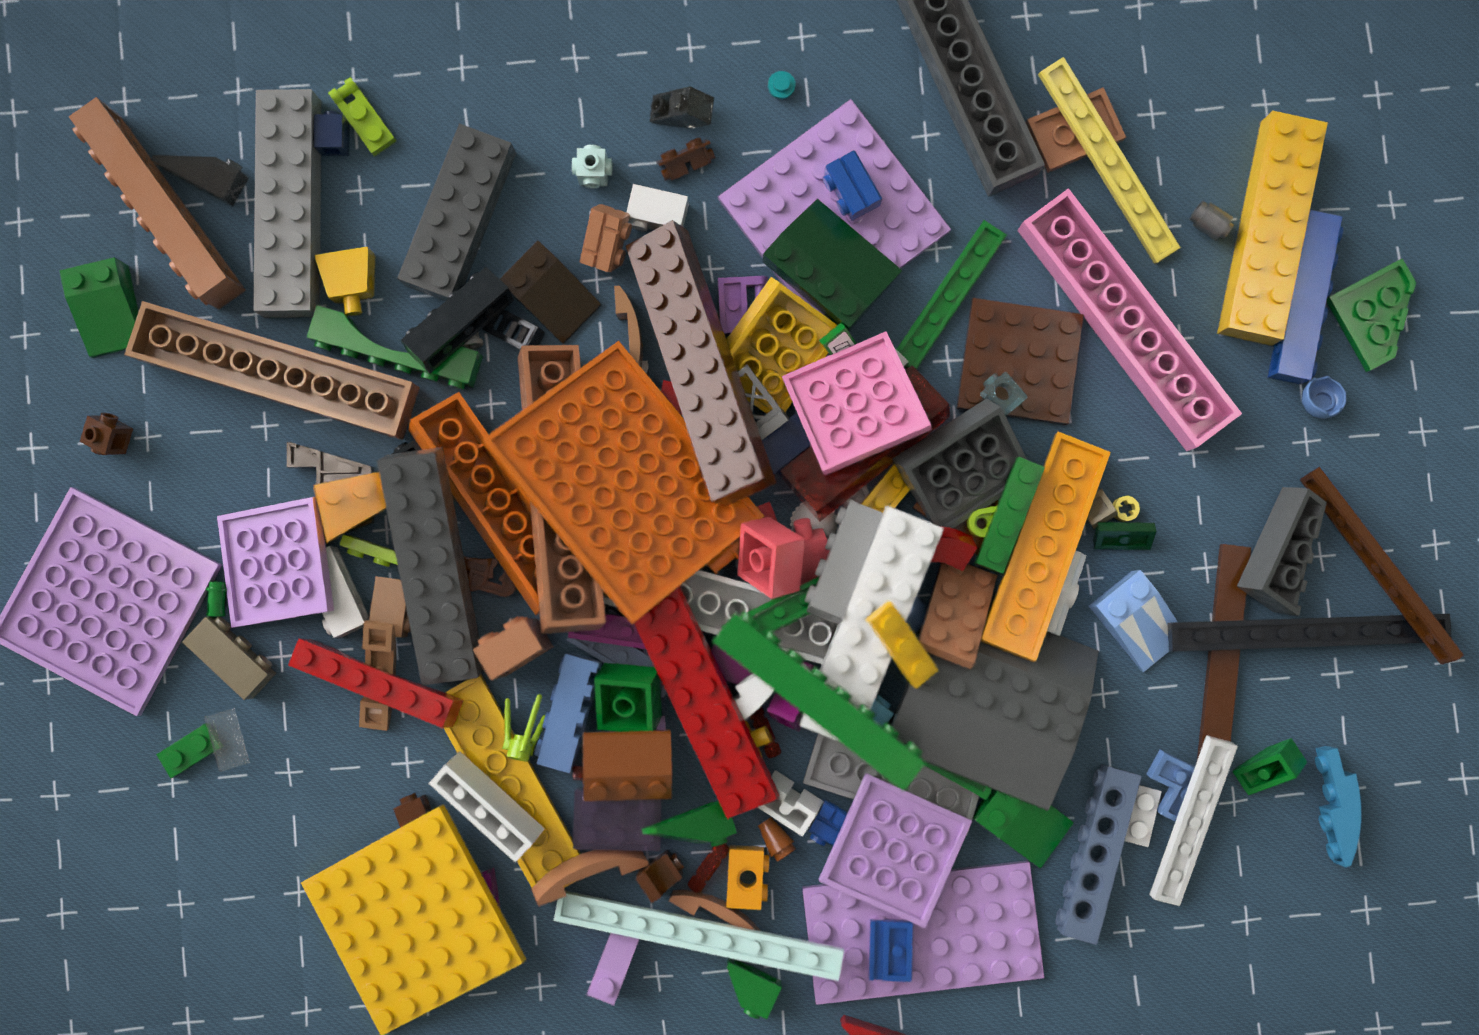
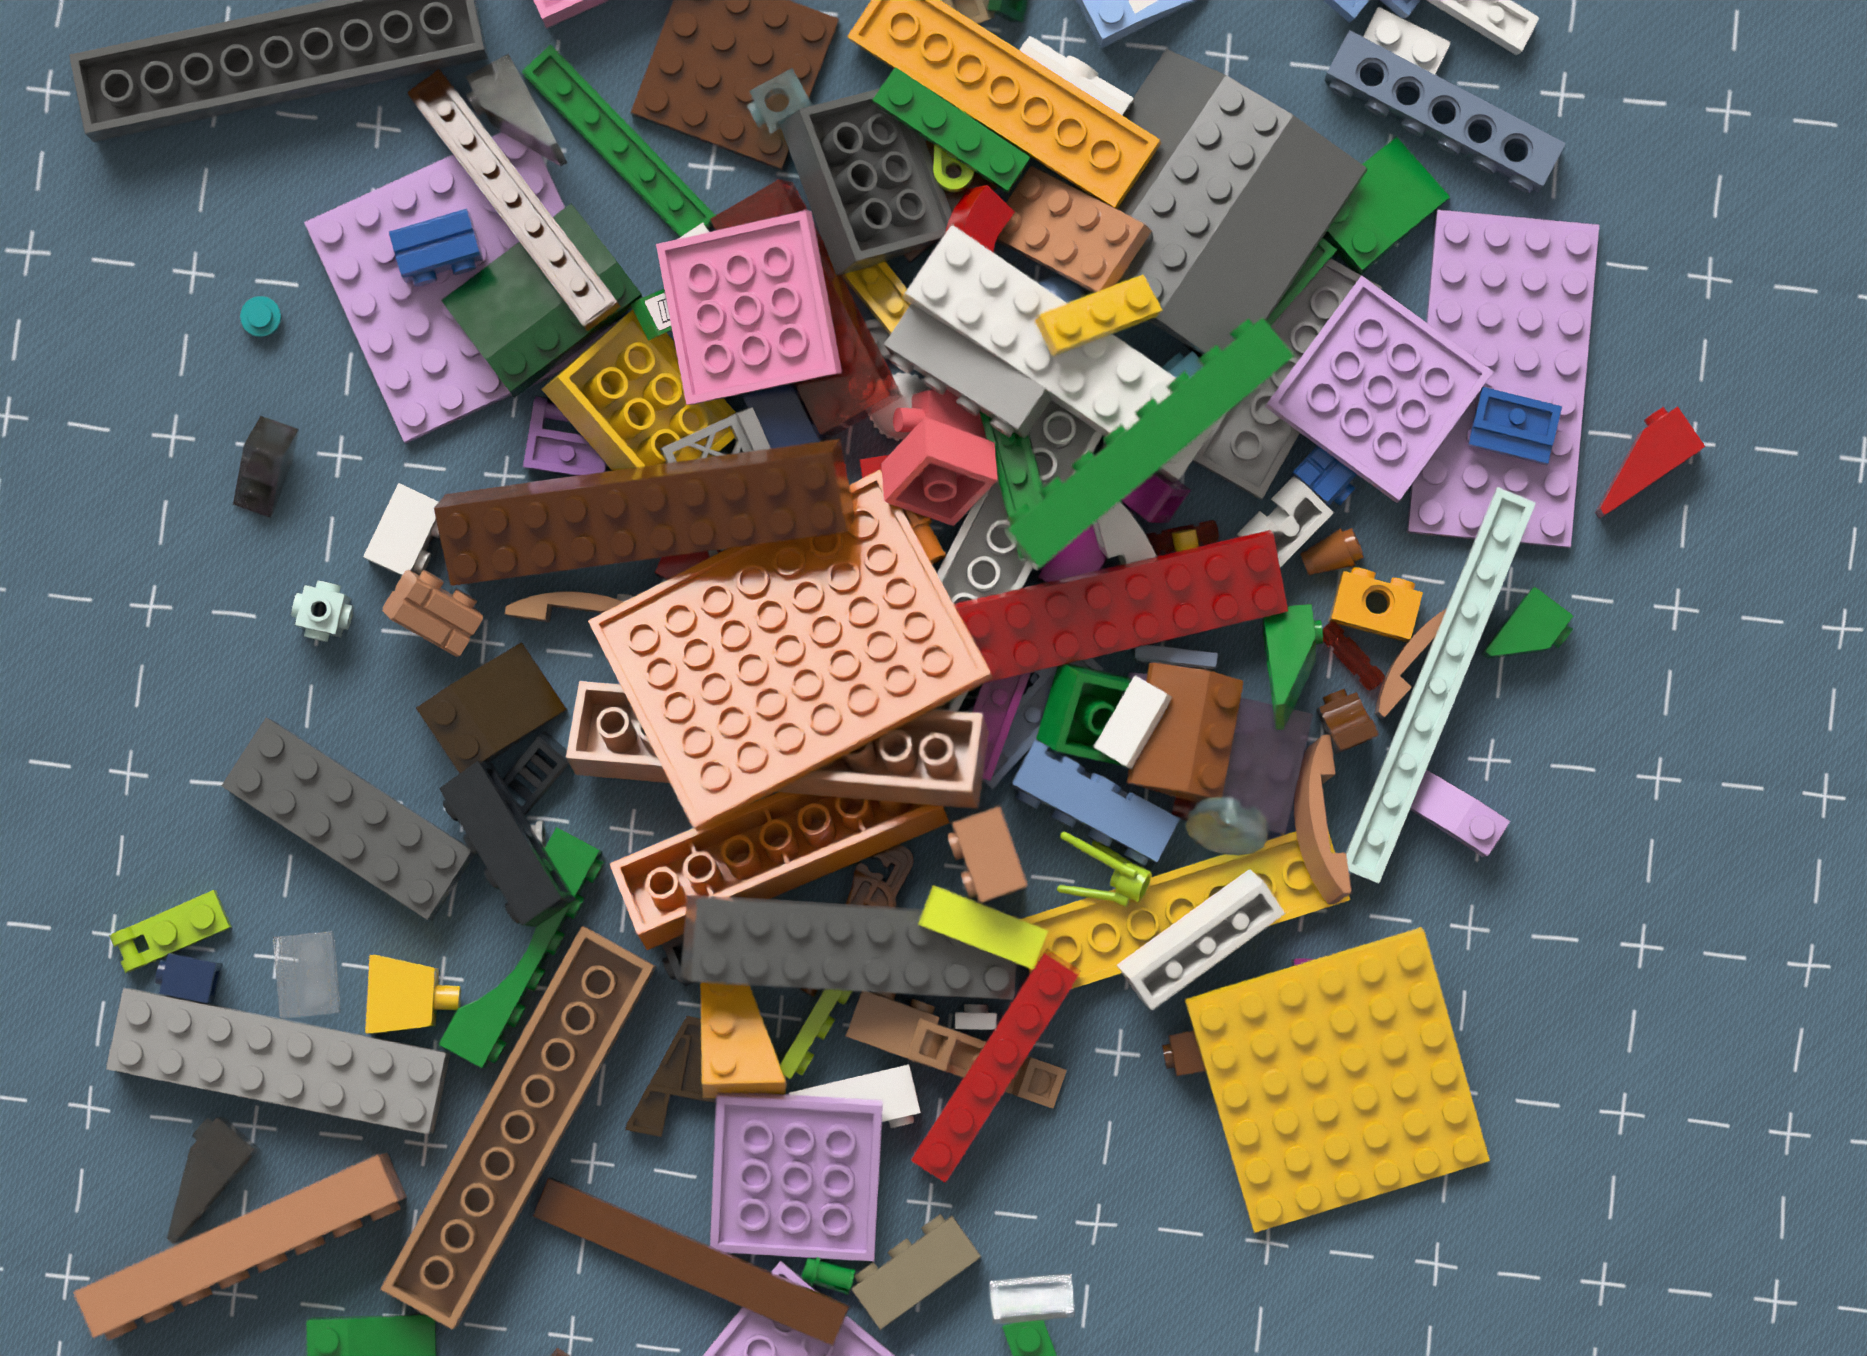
camera: 75 degrees left, 0 degrees up
(206, 506) = (691, 1261): none -> reddish brown tile
(351, 211) = (306, 974): none -> clear plate
(406, 661) = (975, 1018): none -> light grey plate
(460, 656) = (983, 927): none -> neon yellow tile
(568, 807) = (1227, 827): none -> clear light blue tile
(625, 728) = (1133, 722): none -> white tile
(681, 748) = (1174, 656): none -> sand blue tile
(694, 153) = (337, 492): reddish brown hinge -> none
(894, 231) = (513, 200): none -> tile
(959, 215) = (511, 109): none -> clear smoke slope

